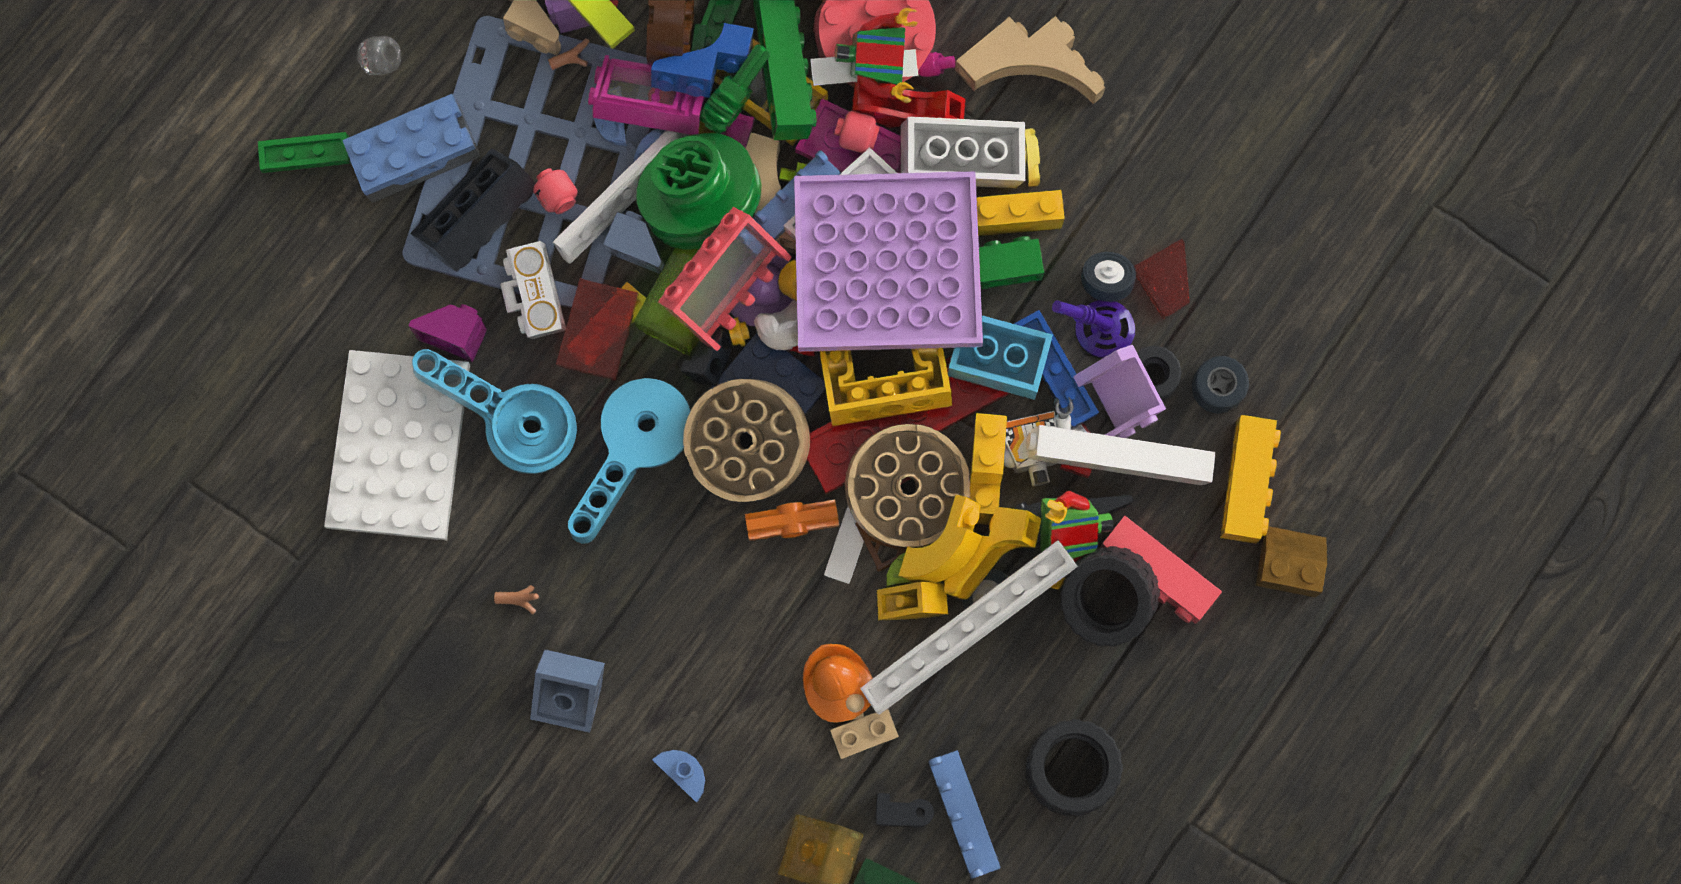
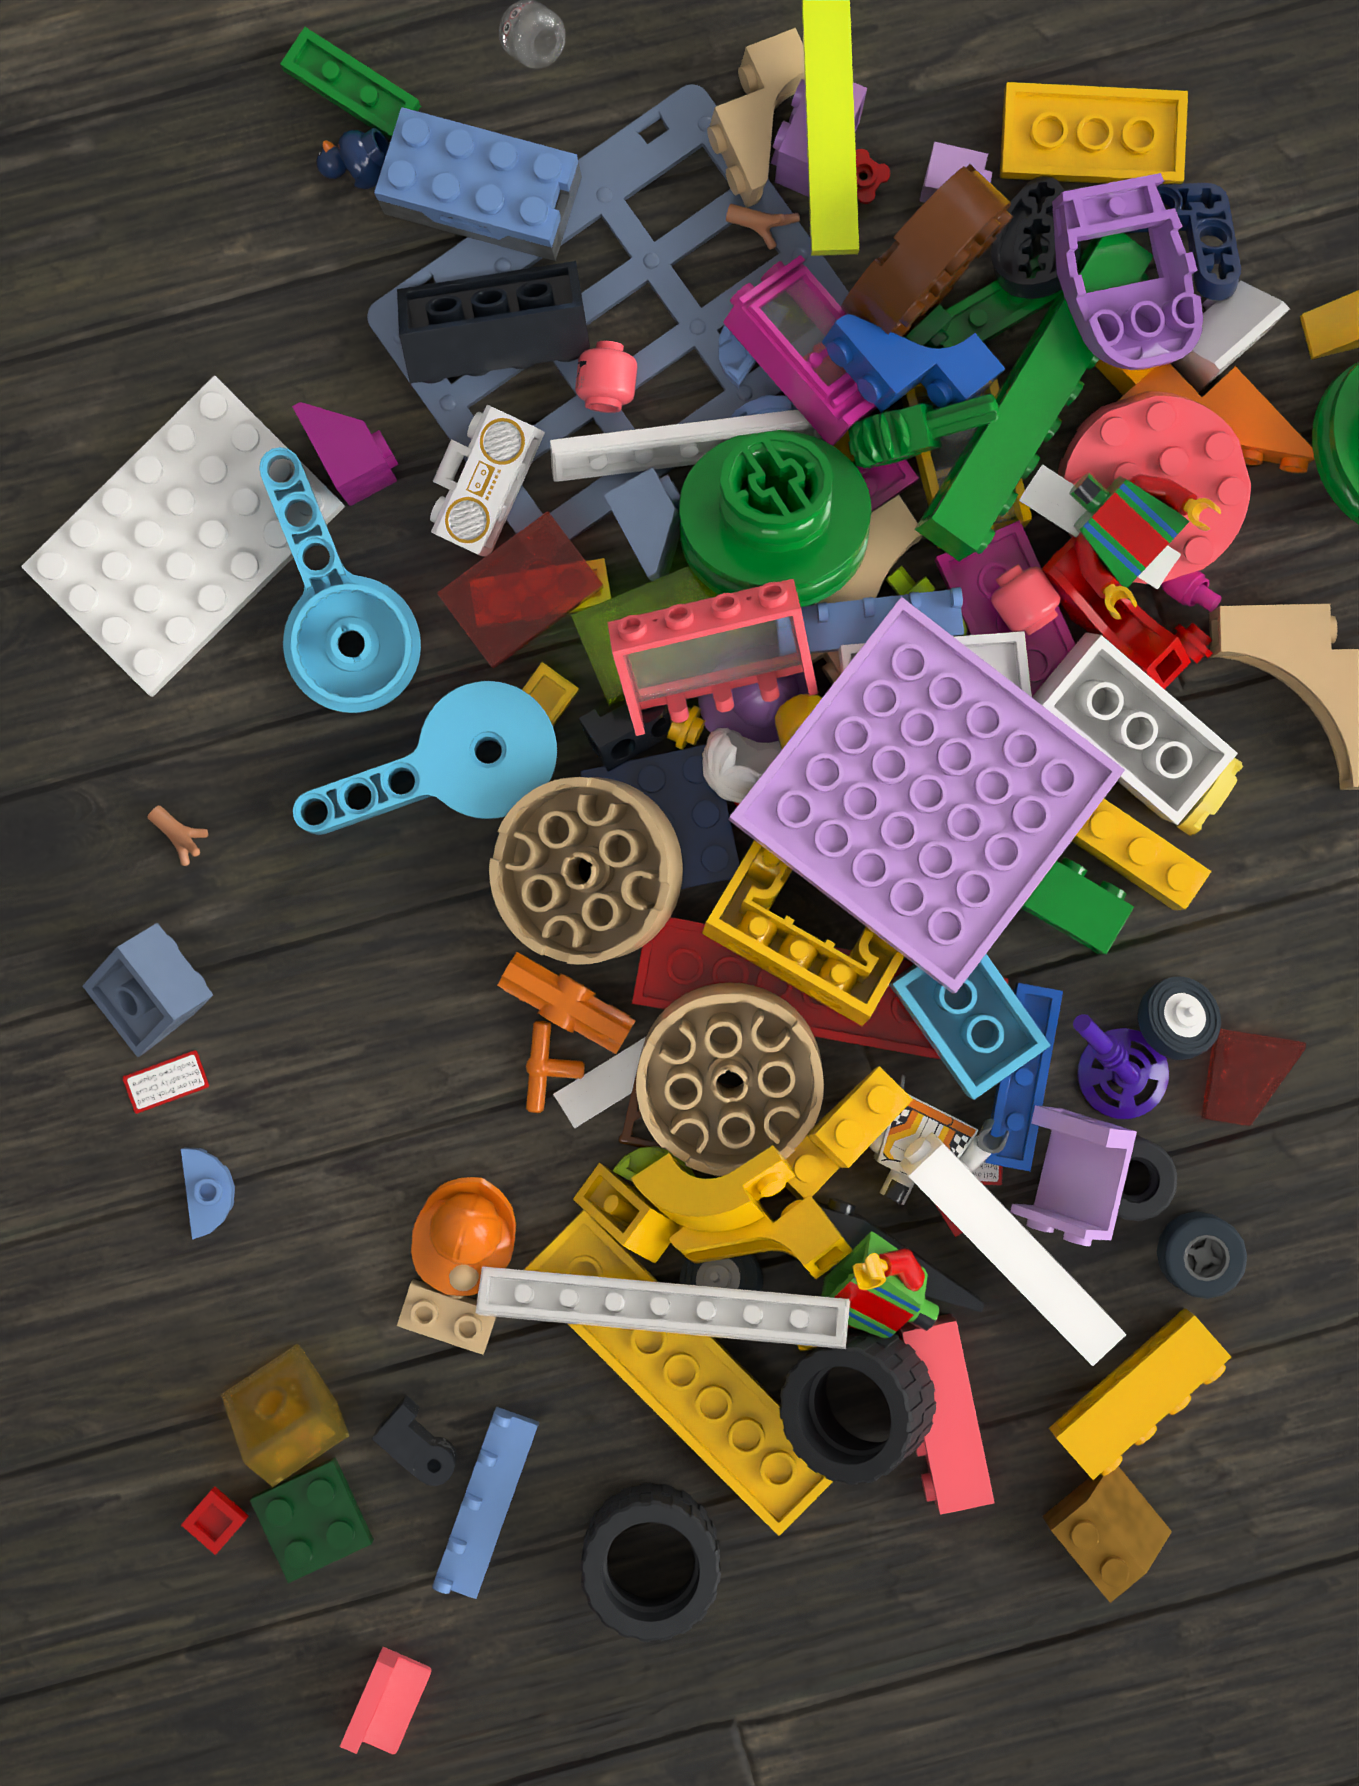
camera: 40 degrees right, 10 degrees up
(337, 180) = (356, 152): none -> dark blue animal
(614, 734) = (165, 1081): none -> white sticker
(653, 368) = (550, 691): none -> yellow tile
(806, 564) = (541, 1066): none -> orange piece
(960, 88) = (1194, 641): none -> red plate
(1024, 663) = (692, 1386): none -> yellow plate

